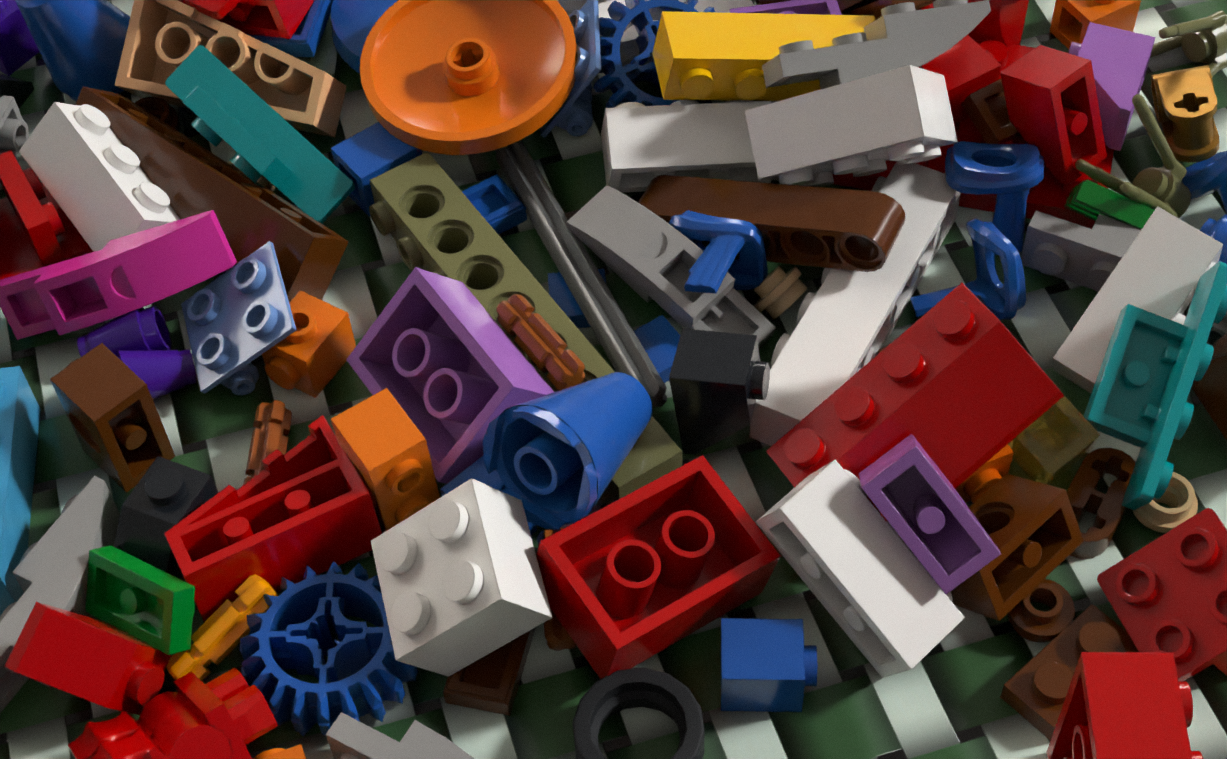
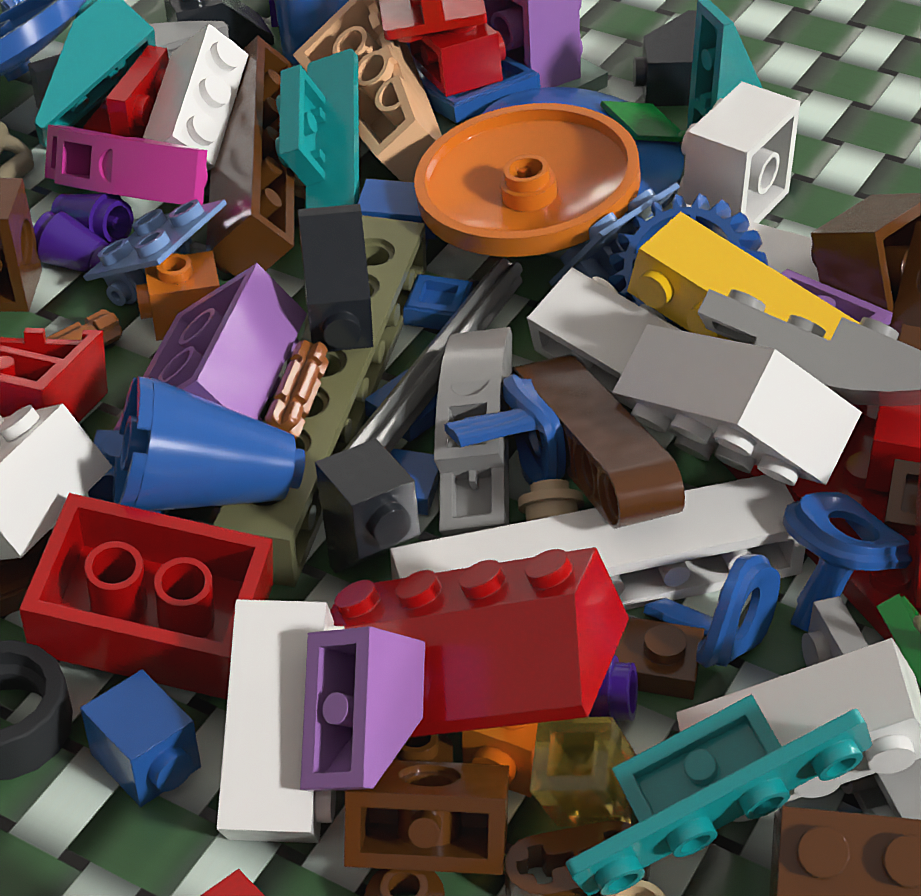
camera: 45 degrees right, 10 degrees down
(388, 457) = (92, 372): orange brick -> none
(478, 237) = (336, 277): none -> black slope

